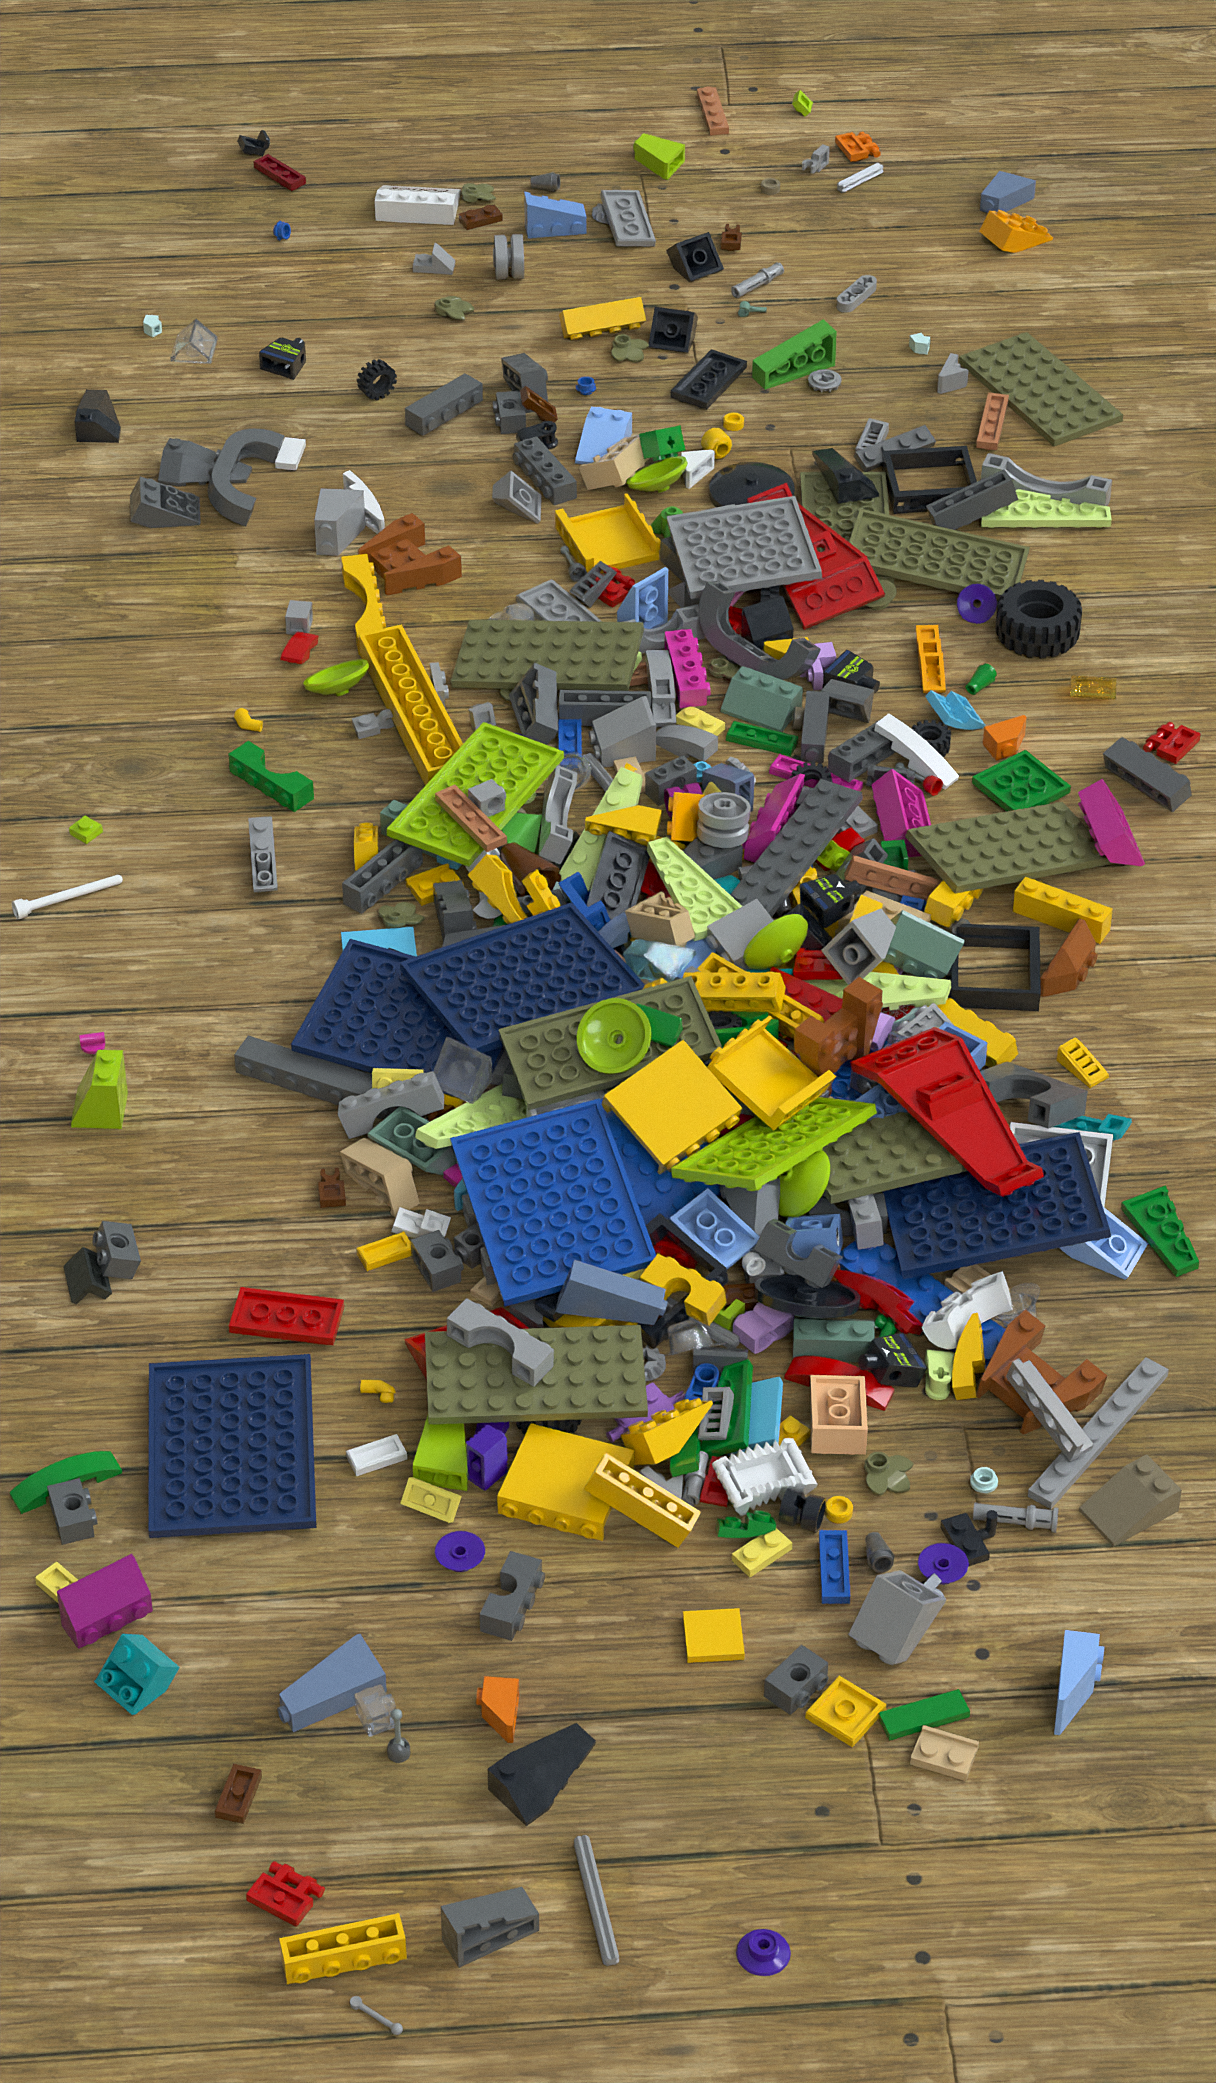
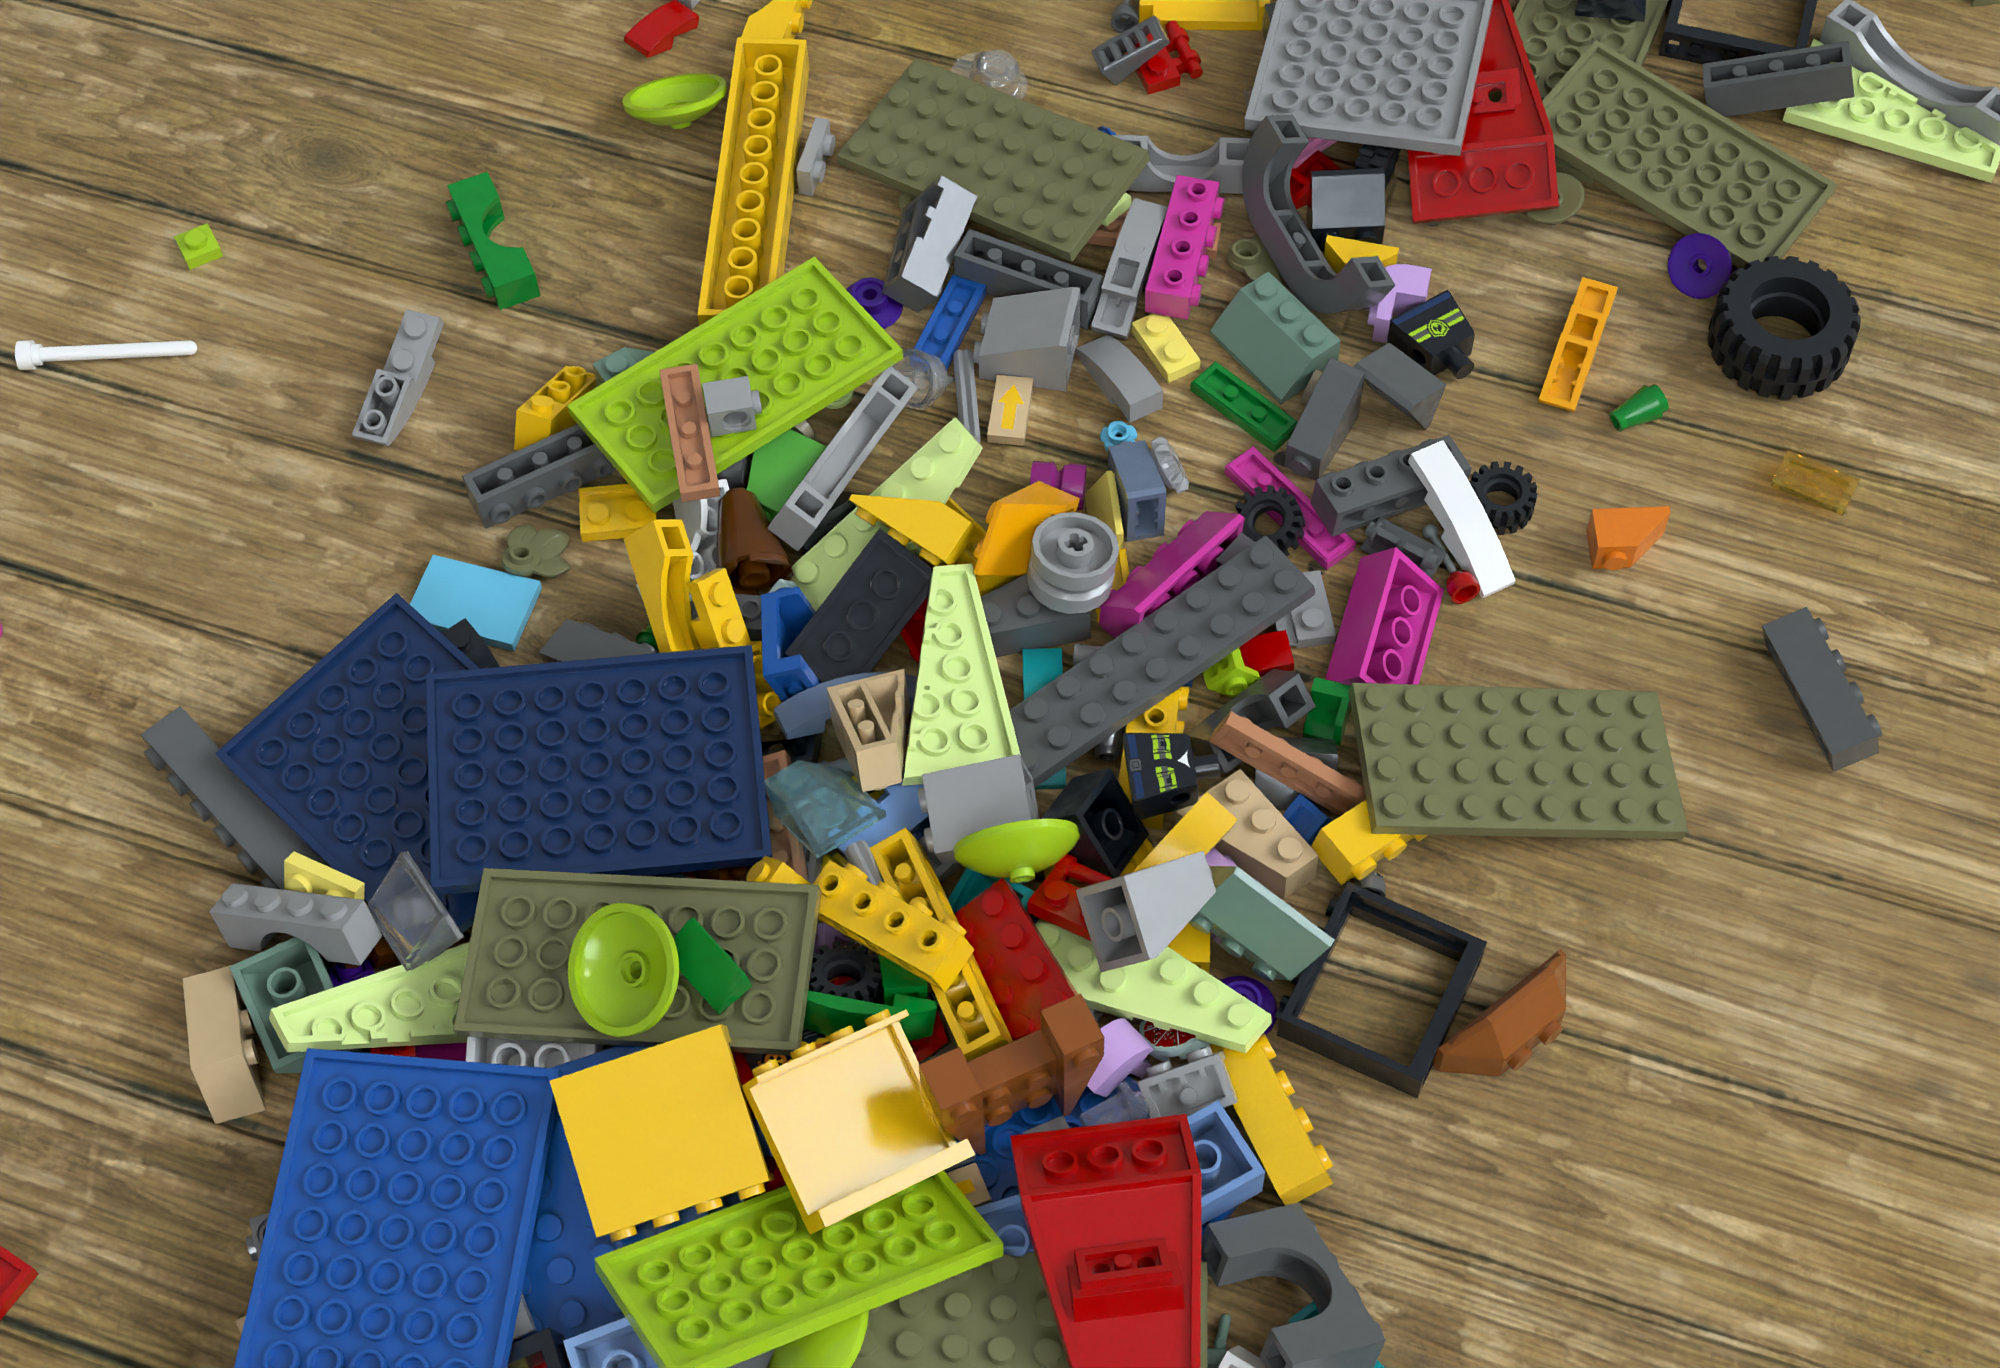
camera: 25 degrees right, 15 degrees up
(245, 722) = (516, 130): yellow arm -> none
(331, 1190) = (145, 1041): reddish brown plate -> none
(370, 725) = (685, 192): light grey plate -> none
(384, 1251) = (159, 1188): yellow tile -> none
(418, 1225) = (236, 1157): white slope -> none
(436, 1260) = (201, 1223): dark grey brick -> none
(453, 907) = (604, 580): dark grey wedge -> none
(481, 713) = (845, 233): light grey tile -> none
(553, 603) = (1065, 73): light grey tile -> none
(647, 601) = (1182, 113): light blue slope -> none
(669, 775) = (1060, 440): dark grey brick -> none
(955, 710) = (1567, 456): medium azure slope -> none
(1021, 783) = (1606, 633): green plate -> none
(1061, 908) = (1549, 913): yellow brick -> none
(1074, 1050) = (1423, 1207): yellow slope -> none
(1109, 825) = (1705, 776): dark pink slope -> none
(1177, 742) = (1901, 642): red plate -> none

